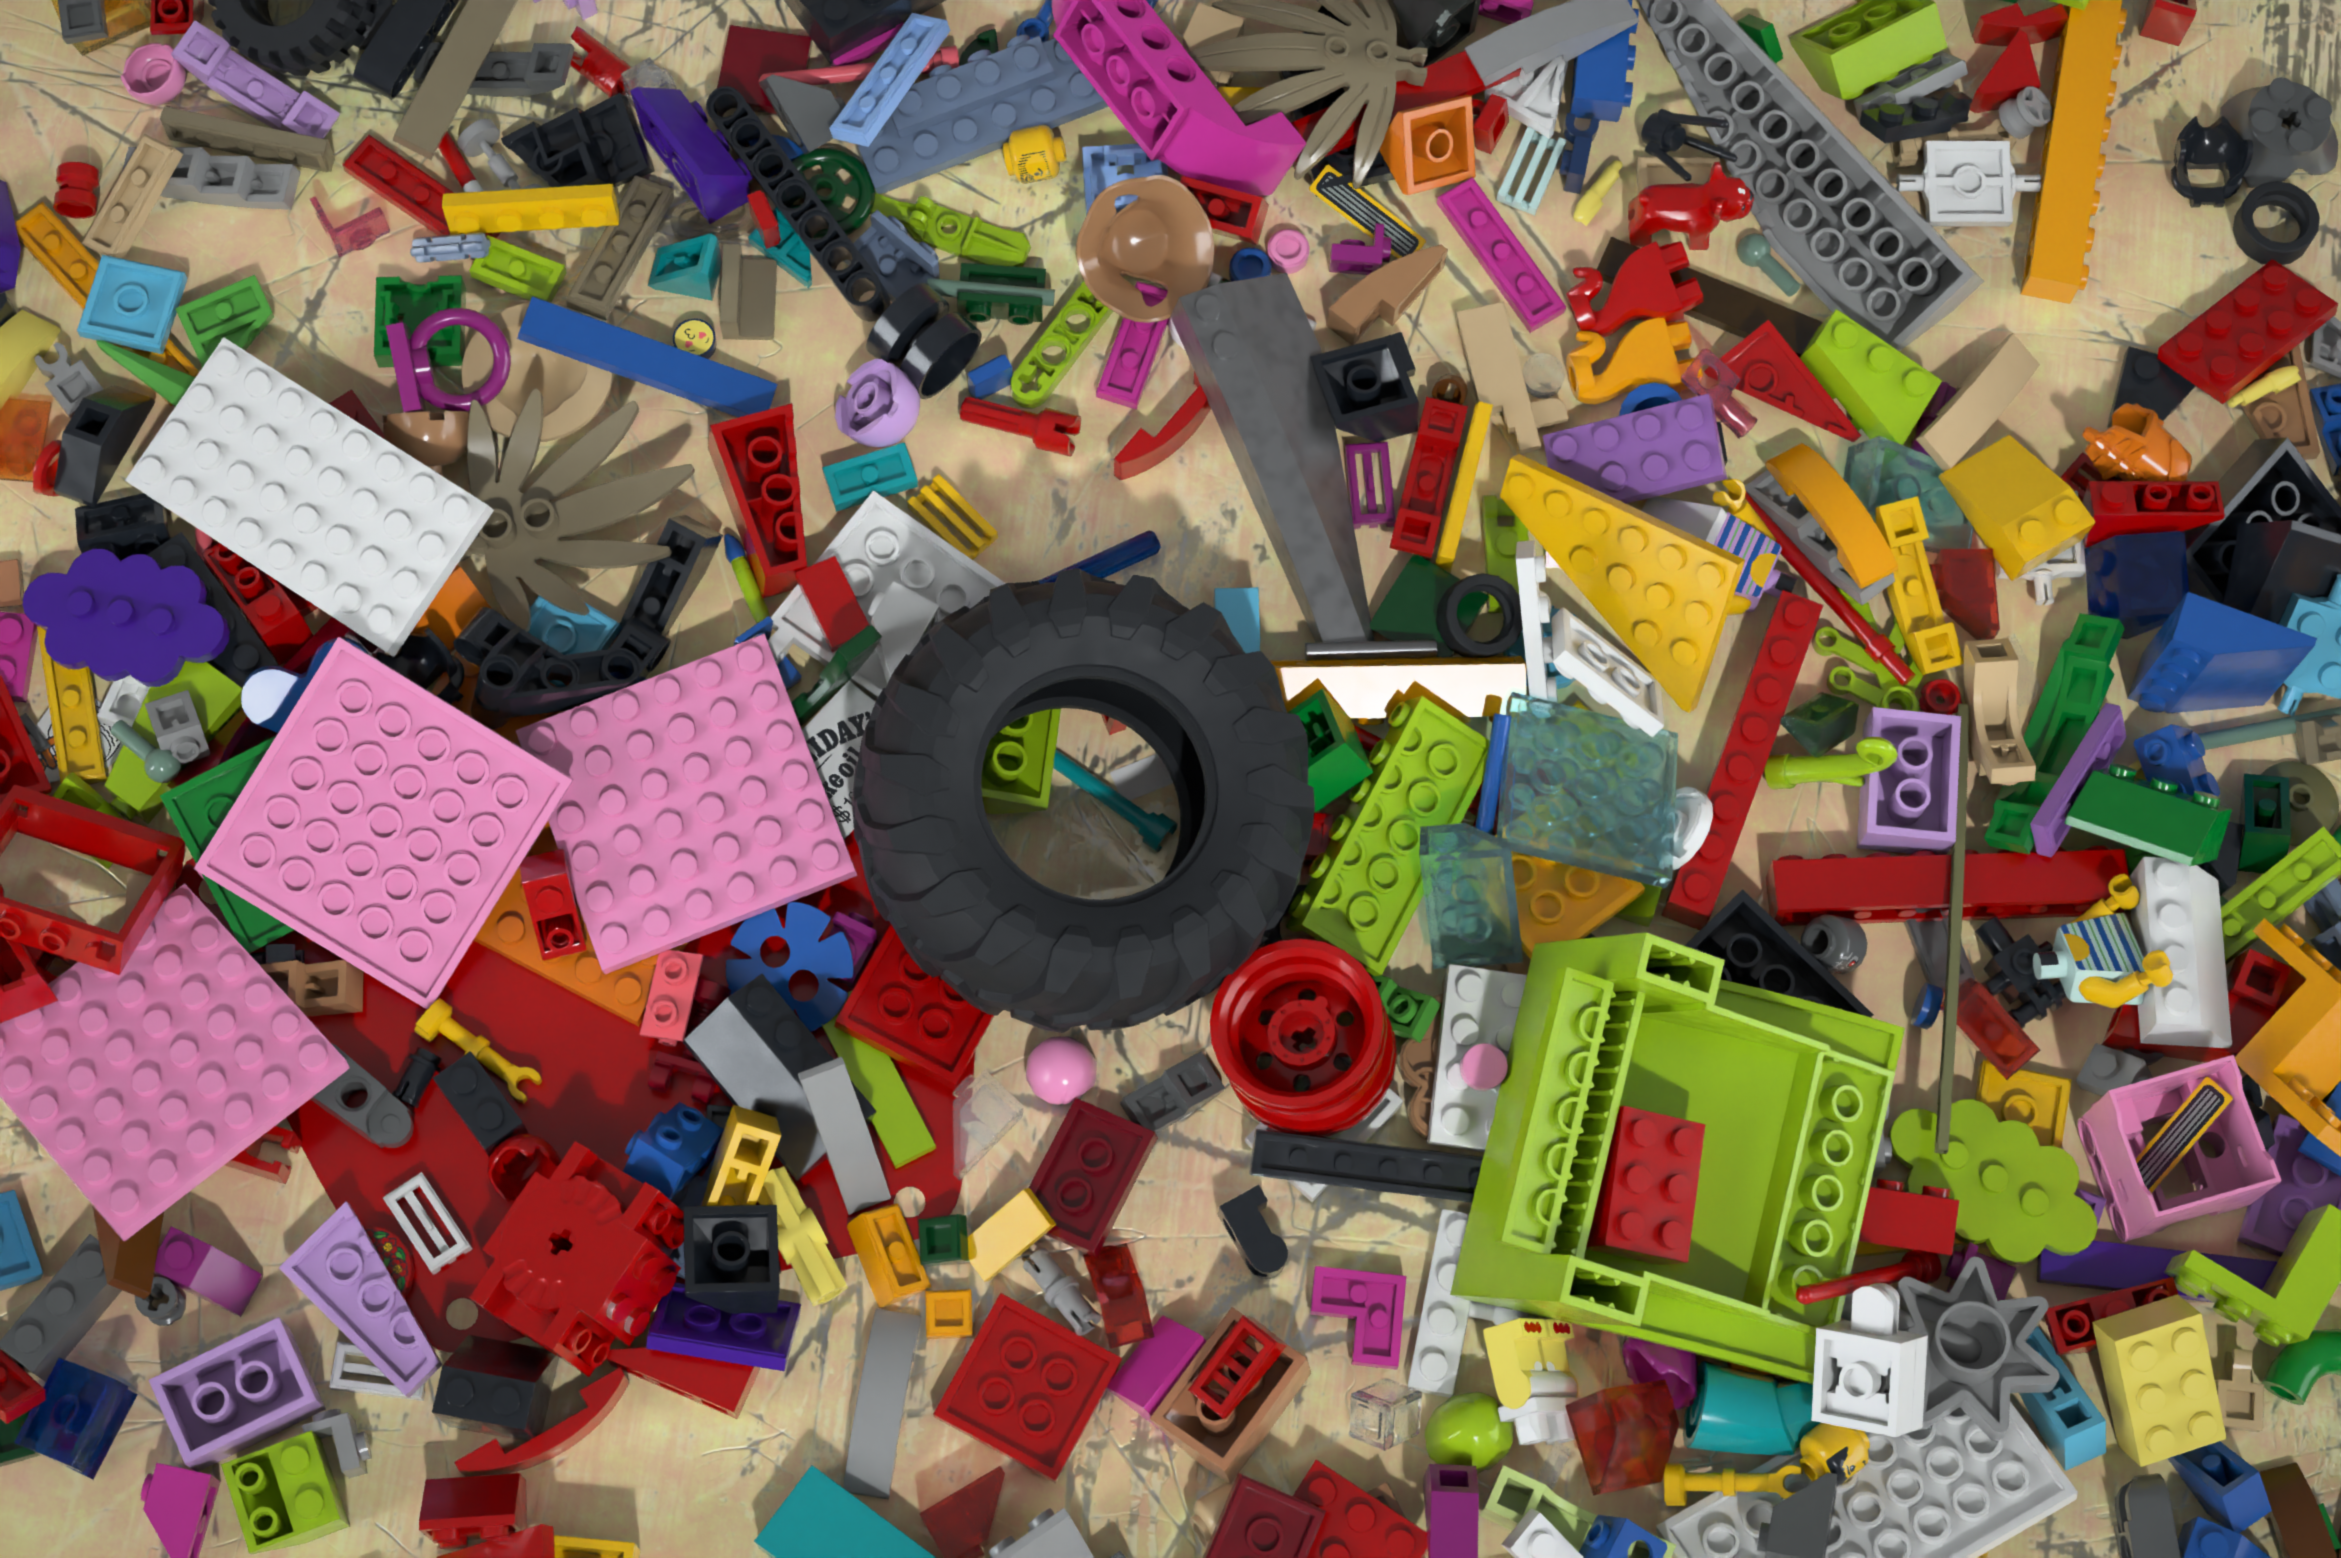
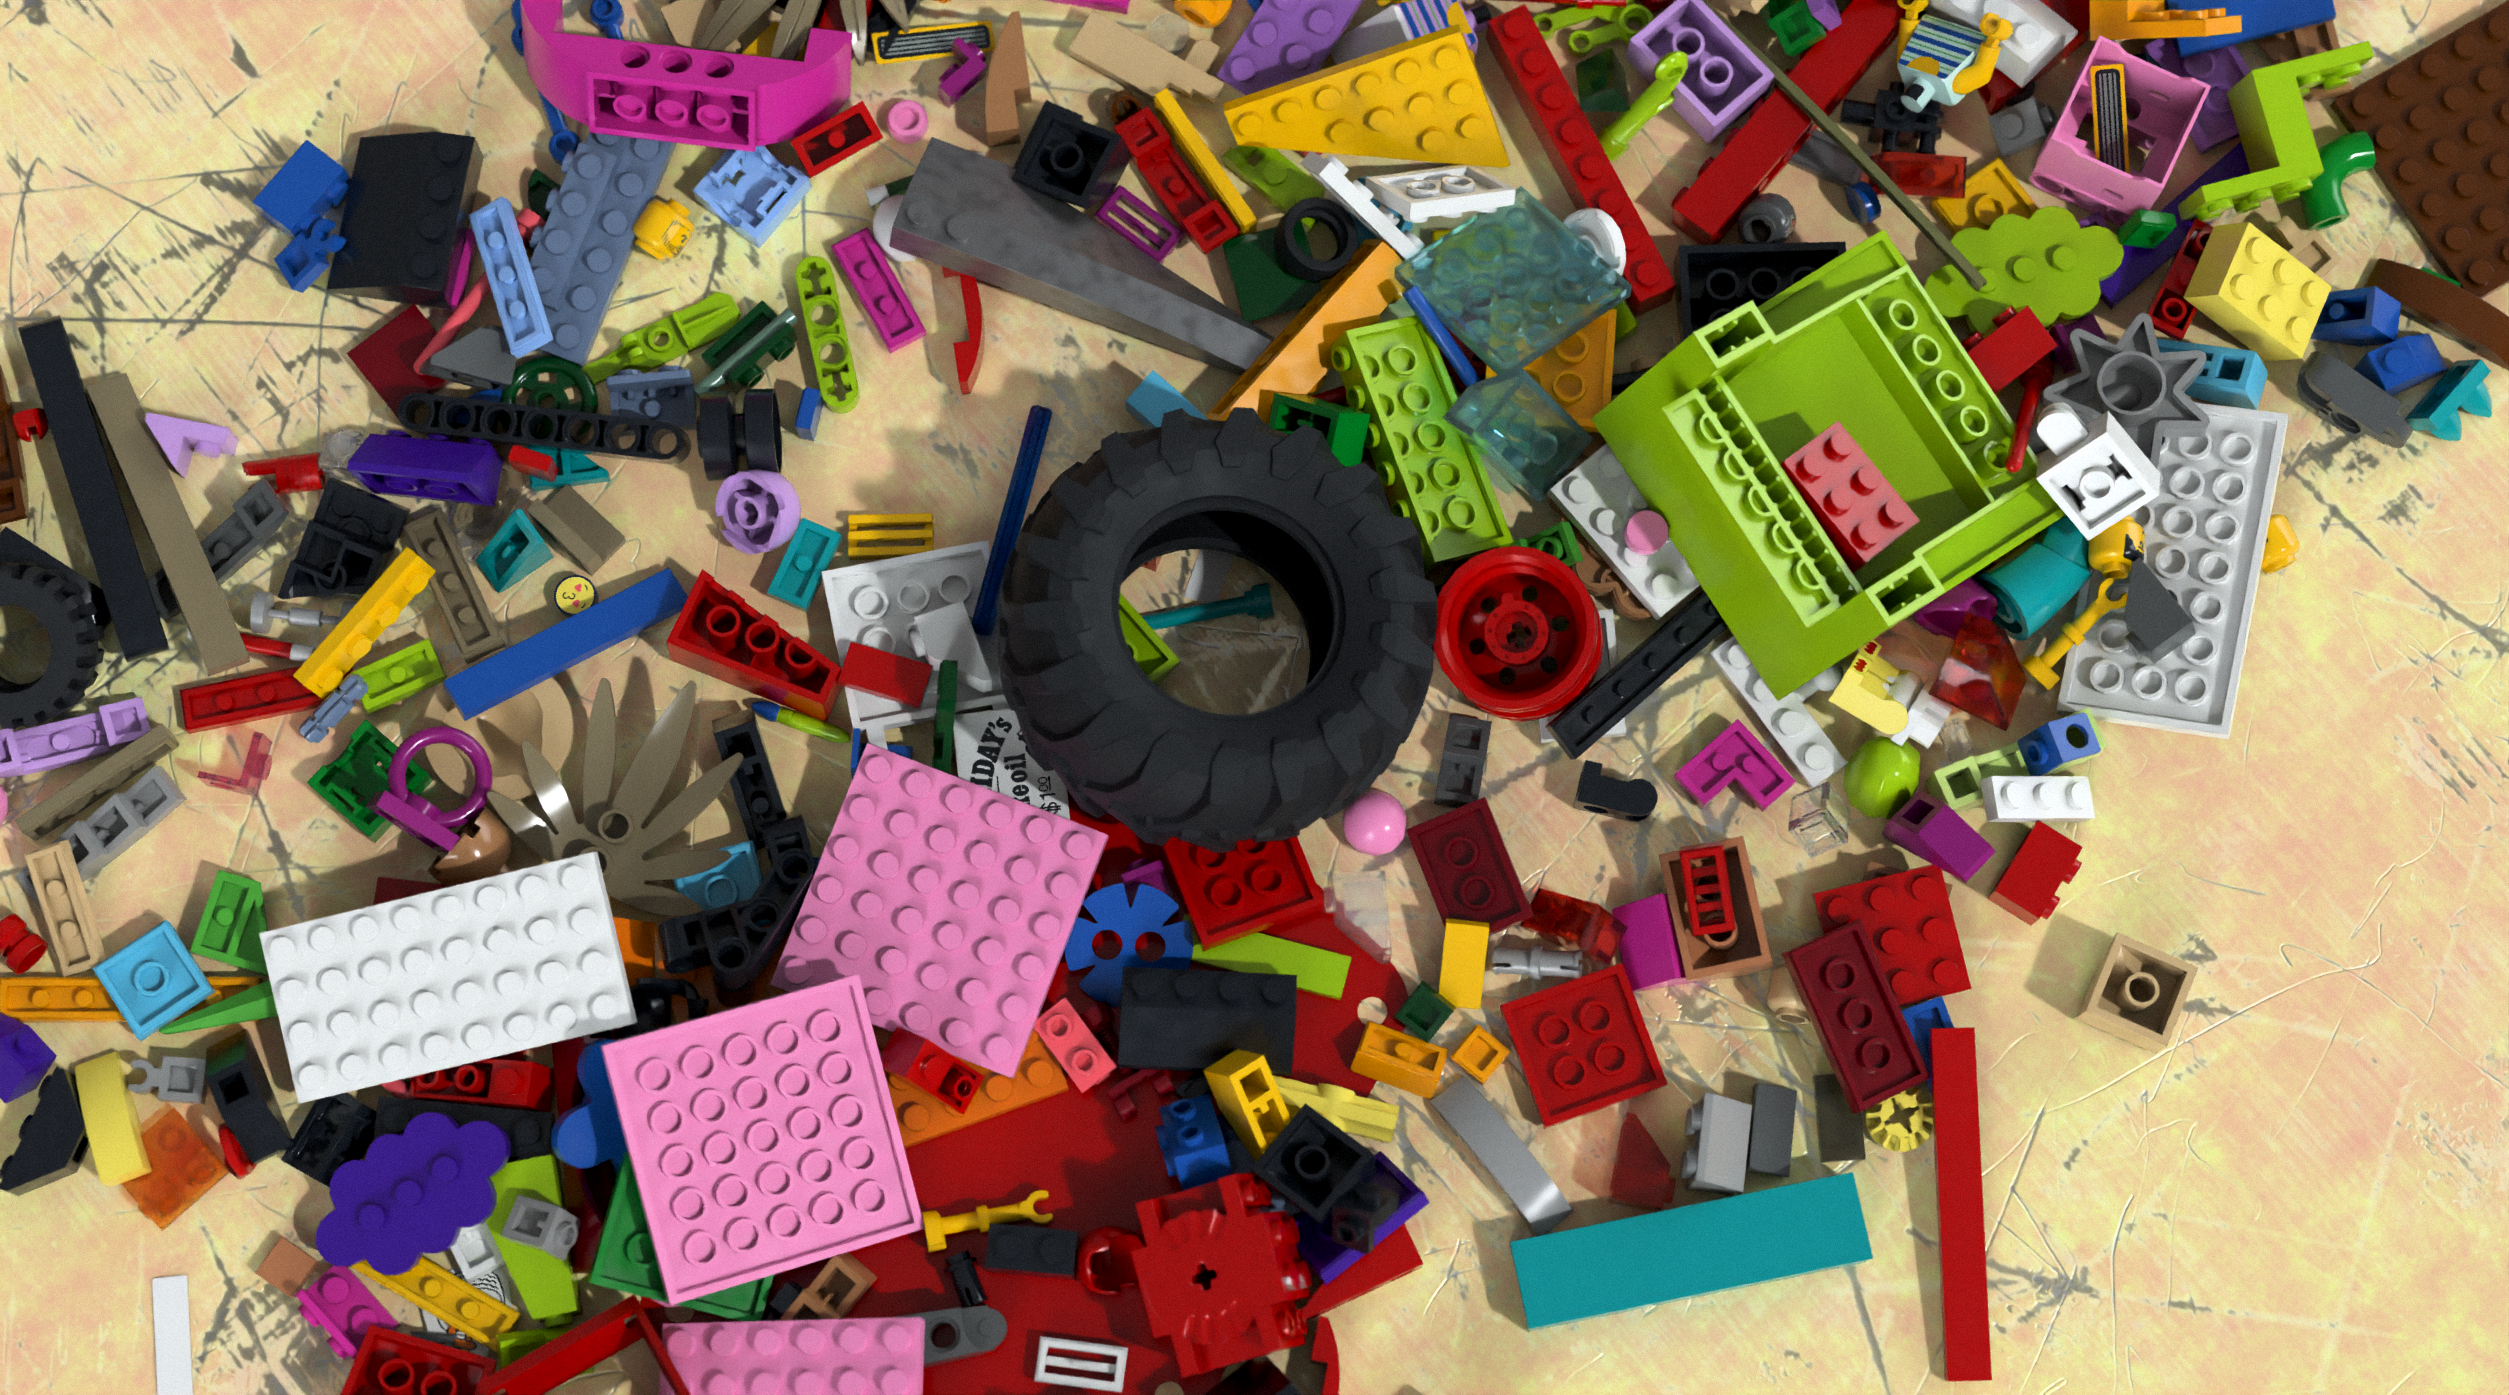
camera: 45 degrees left, 5 degrees up
(158, 763) = (558, 1264): sand green bar -> none
(725, 1321) = (1359, 1213): none -> black bracket
(844, 1135) = (1300, 1011): light grey slope -> none
(1044, 428) = (881, 412): red piece -> none
(1153, 238) = (818, 201): medium nougat piece -> none
(1249, 264) = (896, 159): blue tile -> none
(1370, 649) = (1267, 335): flat silver bar -> none
(2124, 1245) = (2146, 228): none -> green tile

